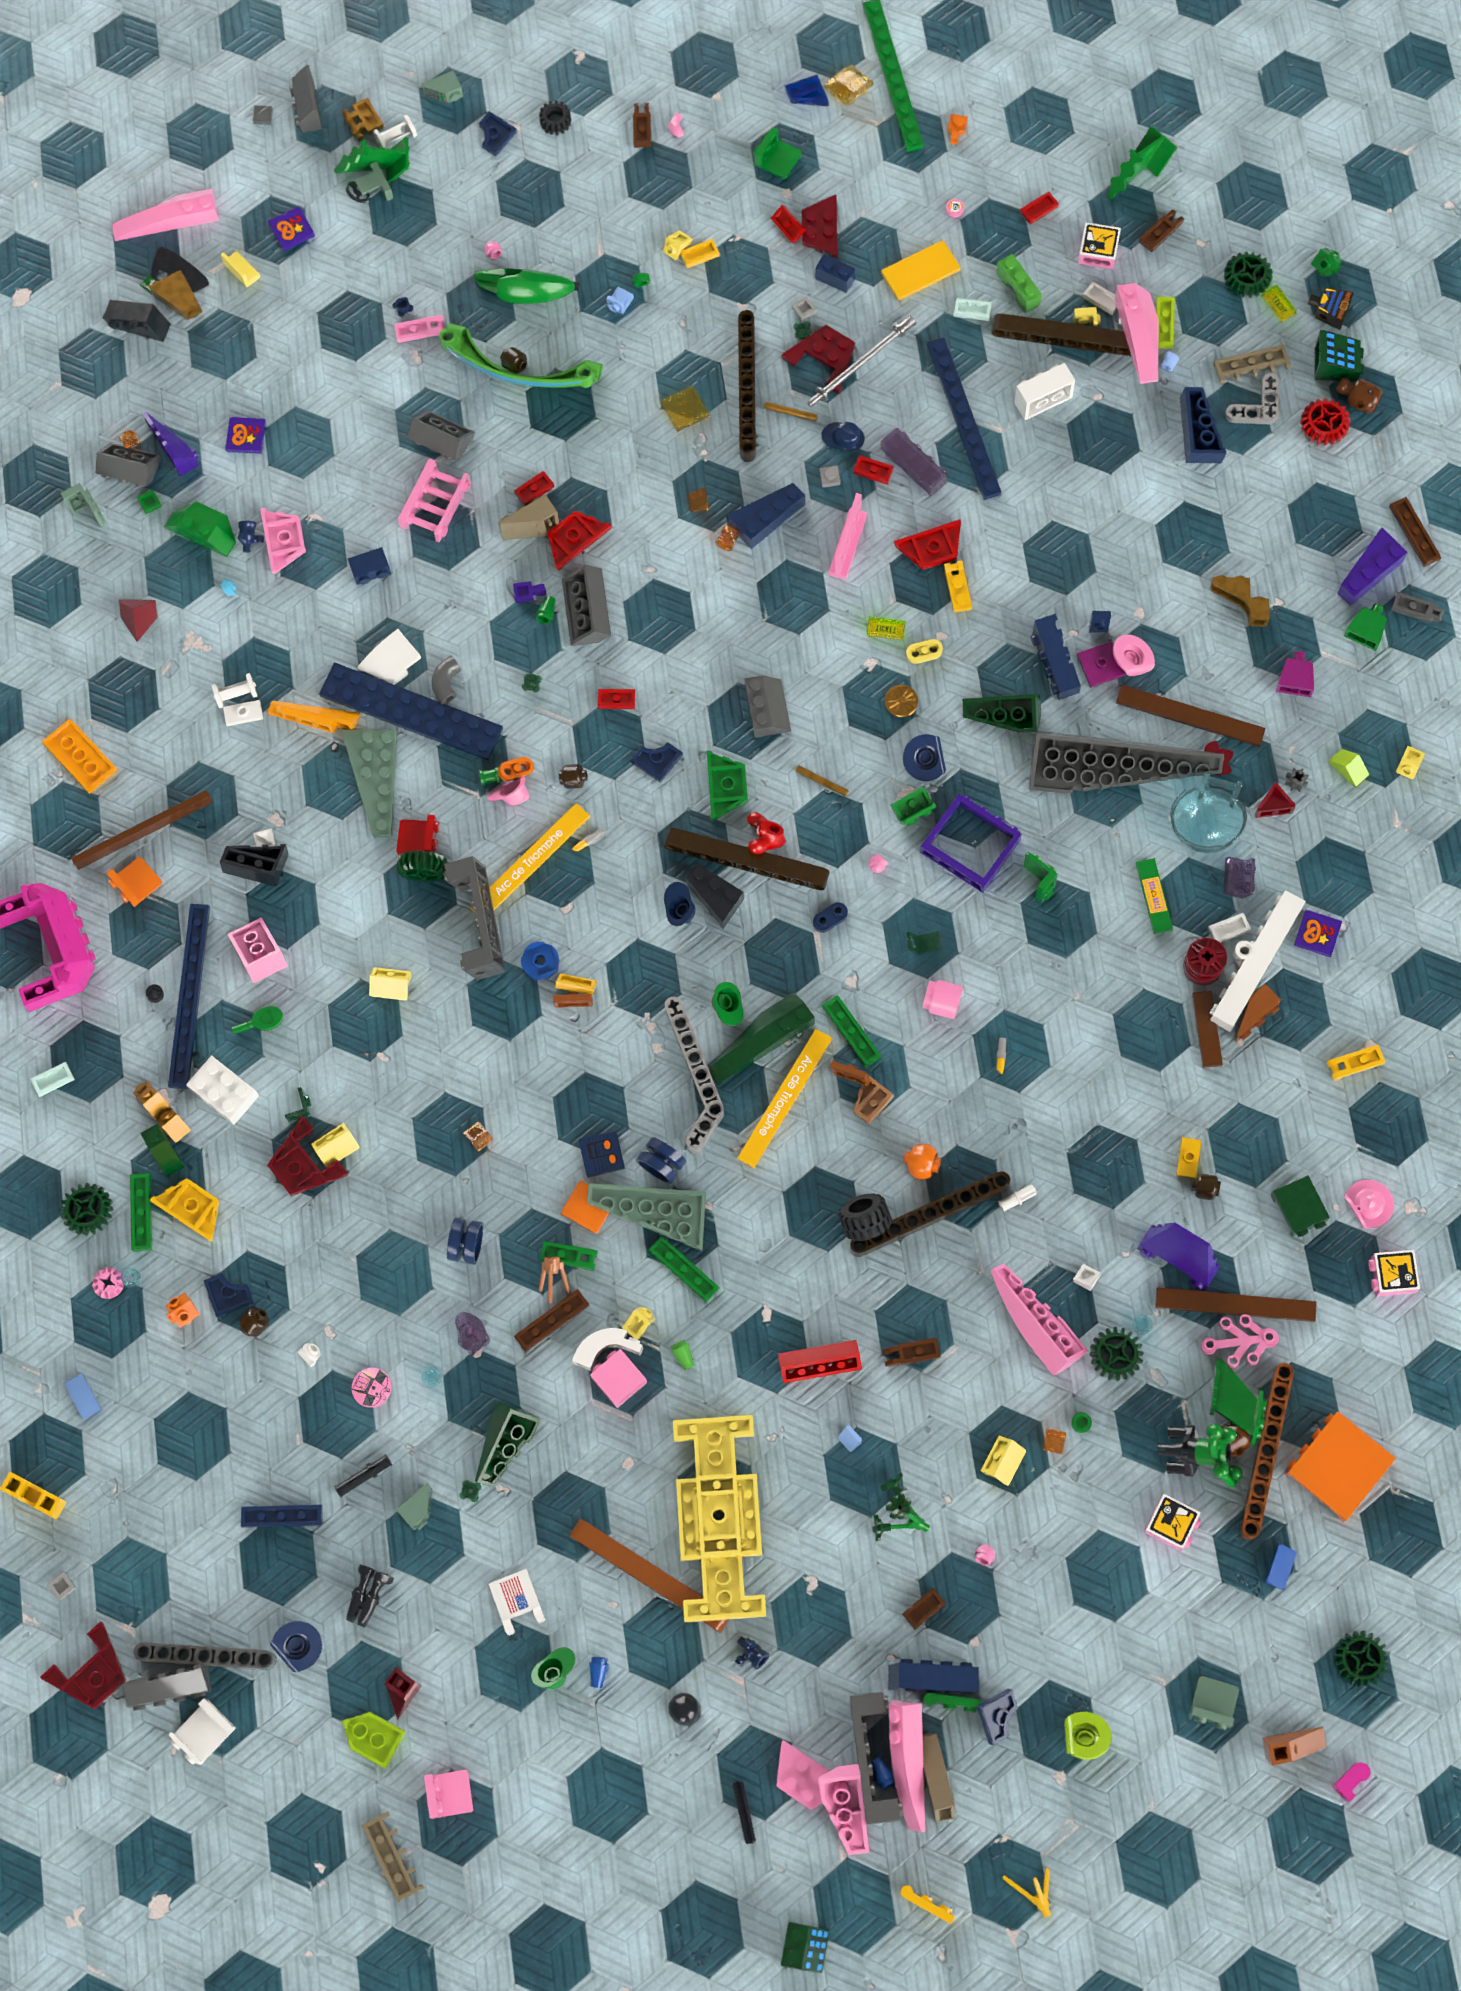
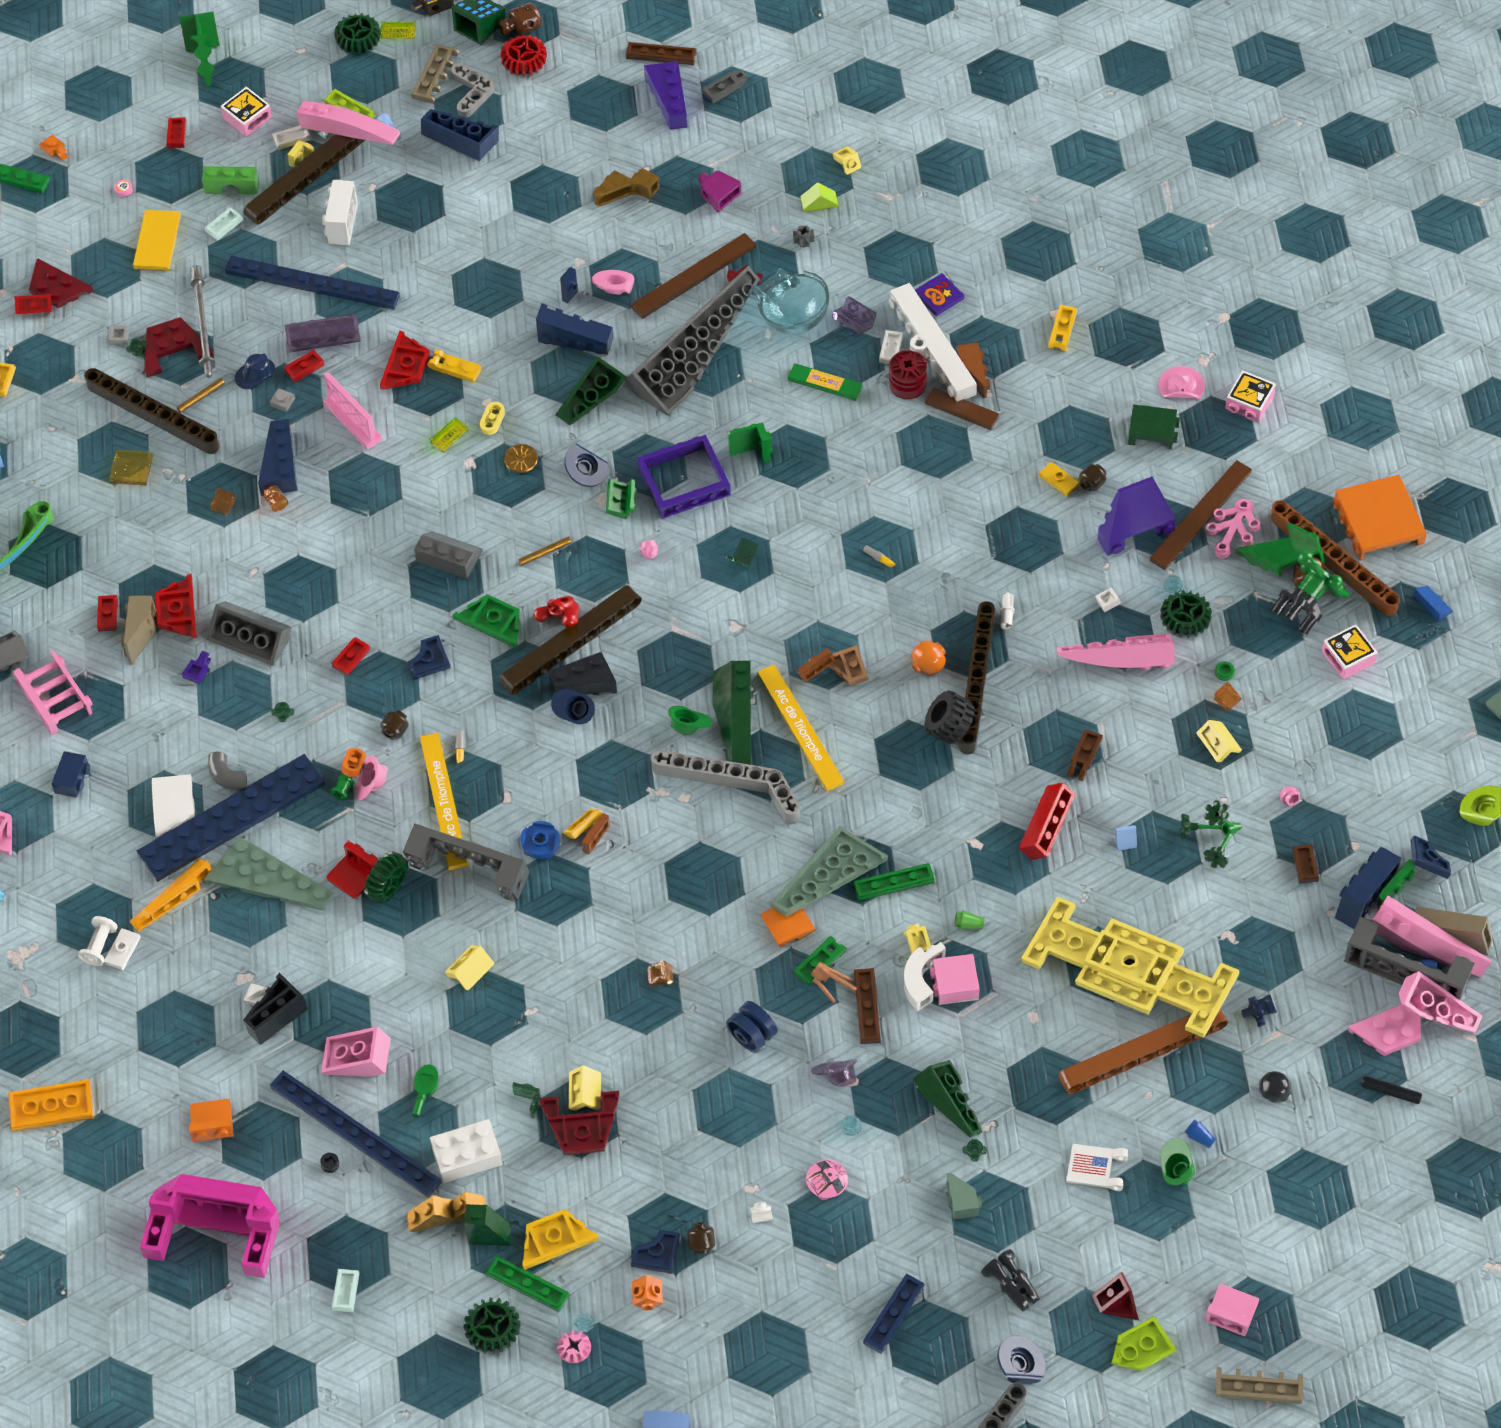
camera: 60 degrees left, 15 degrees down
(142, 829) = (166, 1088): reddish brown tile -> none
(363, 1475) = (902, 1205): black pin -> none
(546, 610) = (228, 665): green cone -> none
(601, 1154) = (747, 888): dark blue tile -> none
(661, 1160) = (790, 839): dark blue wheel -> none
(832, 919) = (668, 608): dark blue plate -> none
(835, 273) = (108, 295): dark blue piece -> none
(851, 1031) = (778, 649): green tile -> none
(943, 998) = (803, 565): bright pink piece -> none
(1100, 665) = (602, 308): magenta plate -> none
(1160, 231) = (269, 68): reddish brown hinge -> none
(1275, 803) = (812, 256): dark red slope -> none
(1367, 627) = (716, 123): green torso -> none

